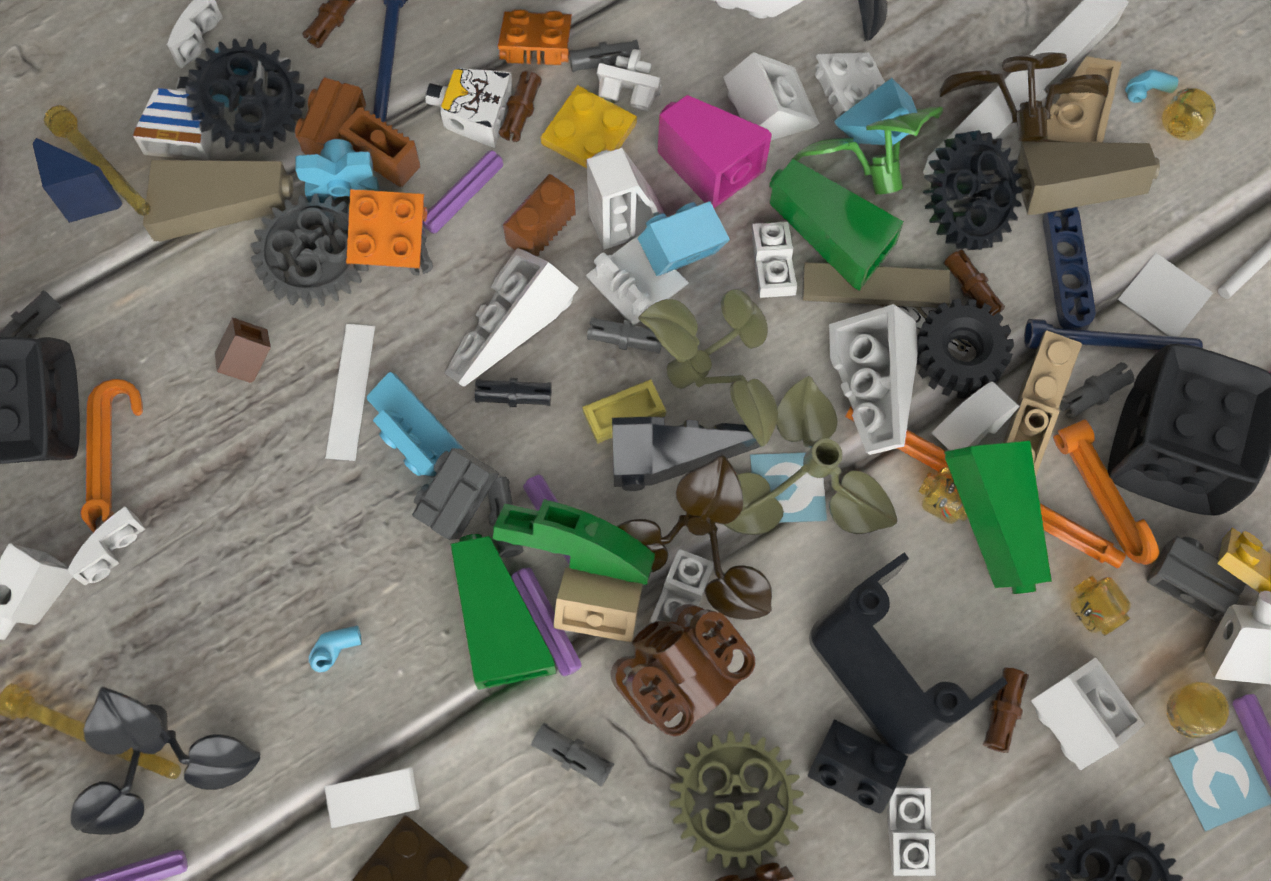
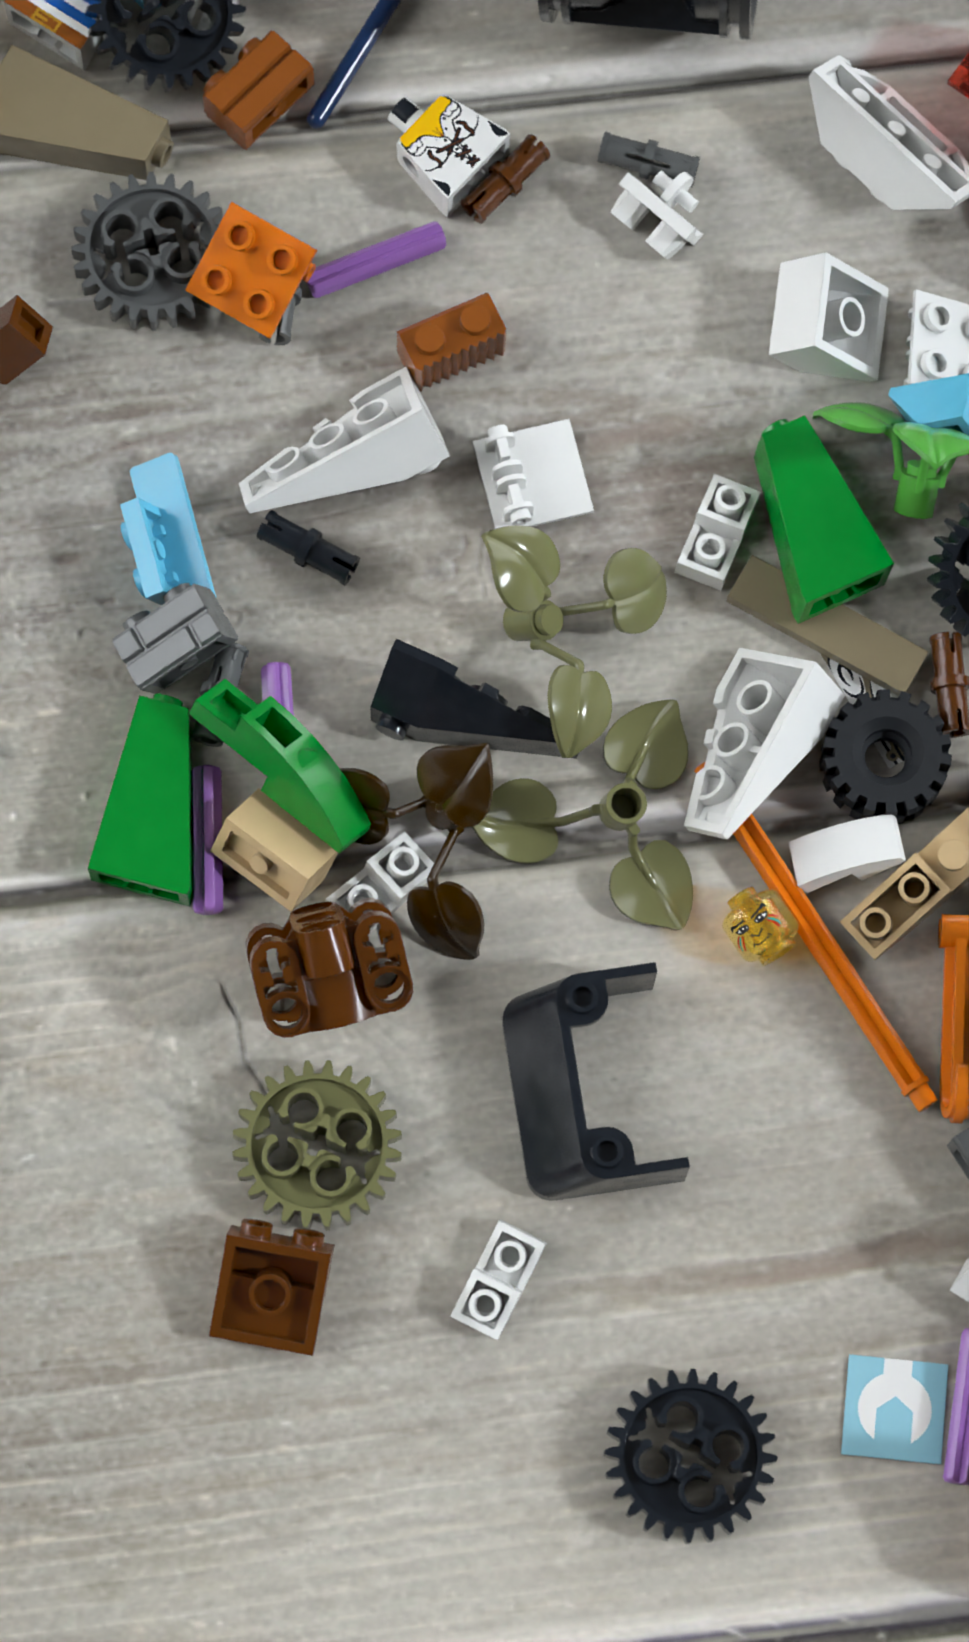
camera: 25 degrees right, 5 degrees up
(336, 171) = (230, 168): medium azure plant -> none
(350, 392) = (116, 452): white sticker -> none
(390, 151) = (299, 156): dark orange brick -> none
(536, 32) = (575, 88): orange hinge -> none
(572, 754) = (160, 1005): dark grey pin -> none
(587, 127) = (576, 251): yellow plate -> none
(618, 198) = (563, 371): white wedge -> none
(623, 335) = (465, 530): dark grey pin -> none
(633, 402) = (441, 632): light yellow tile -> none
(683, 237) = (612, 451): medium azure brick -> none
(711, 148) = (709, 355): dark pink slope -> none
(802, 500) = (586, 845): sticker -> none
(858, 766) = (476, 1178): black bracket -> none
(1004, 511) = (807, 973): green slope -> none
(1006, 710) = (686, 1204): reddish brown pin -> none
(1087, 714) = (778, 1253): white slope -> none
(1100, 605) = (867, 1141): clear yellow head -> none
(1197, 710) = (923, 1311): clear yellow head -> none

